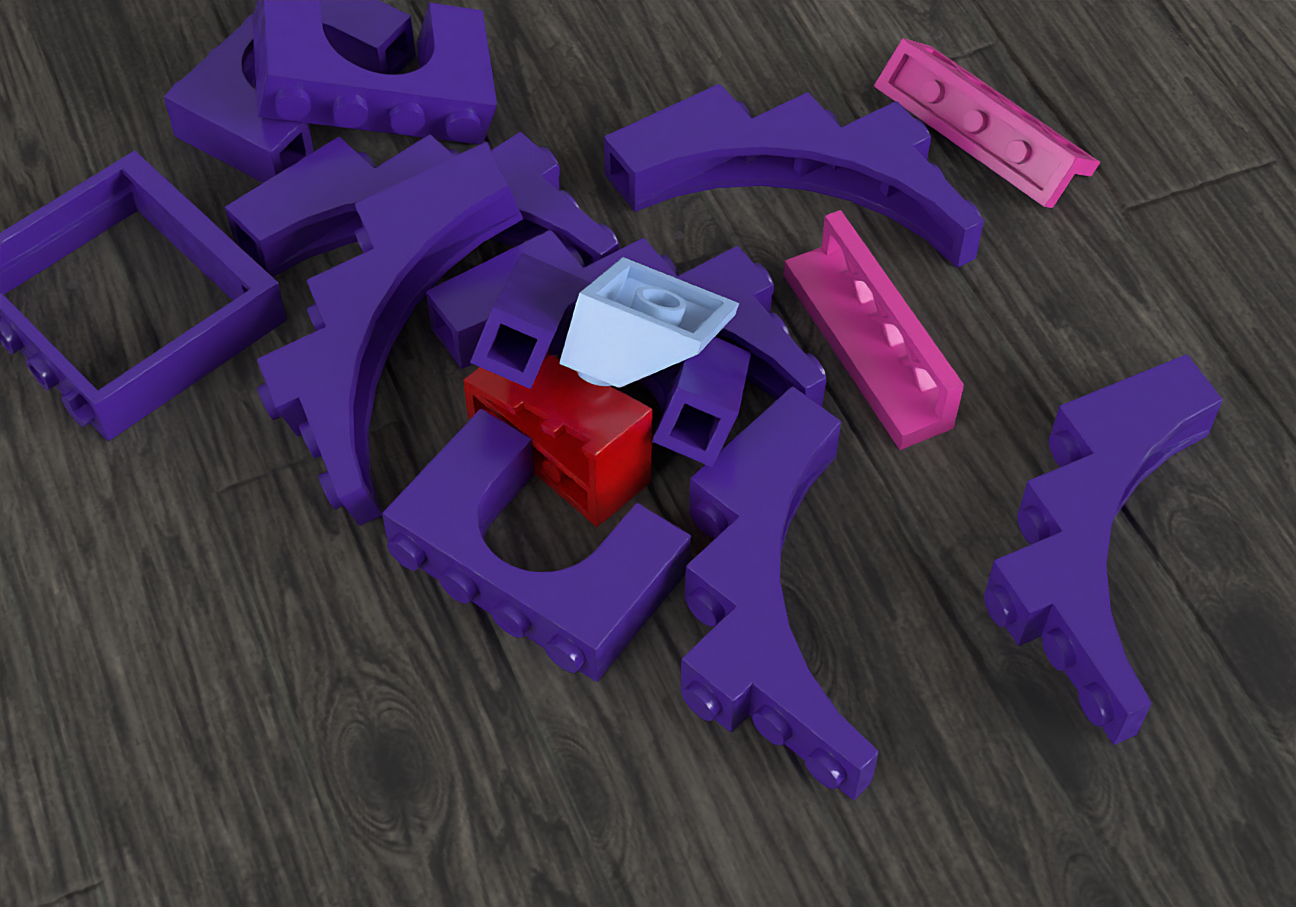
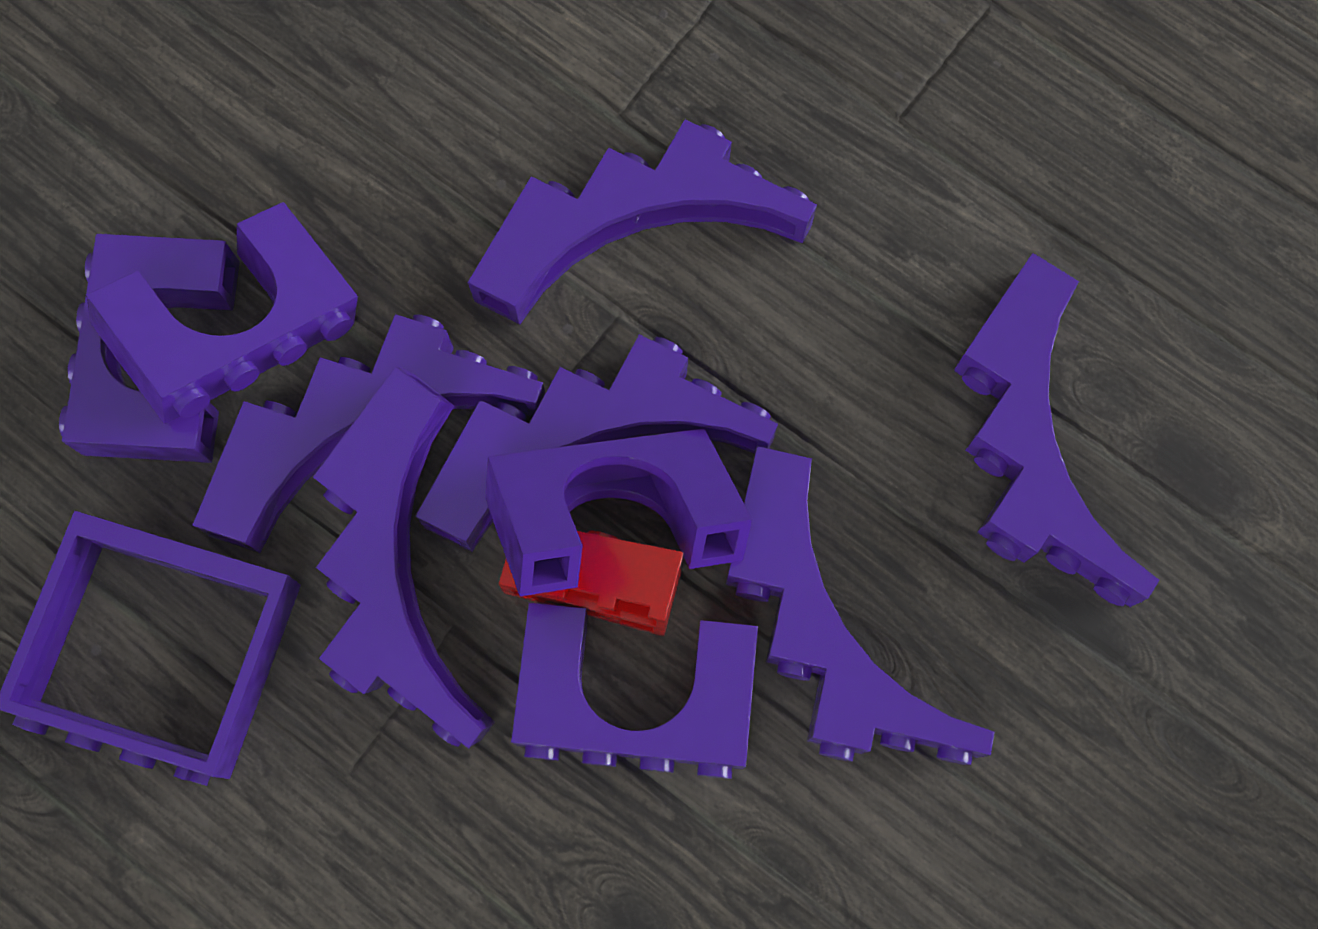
camera: 30 degrees left, 20 degrees up
(640, 323) = (638, 478): light blue slope -> none
(876, 335) = (779, 349): dark pink fence -> none
(983, 122) = (752, 91): dark pink fence -> none

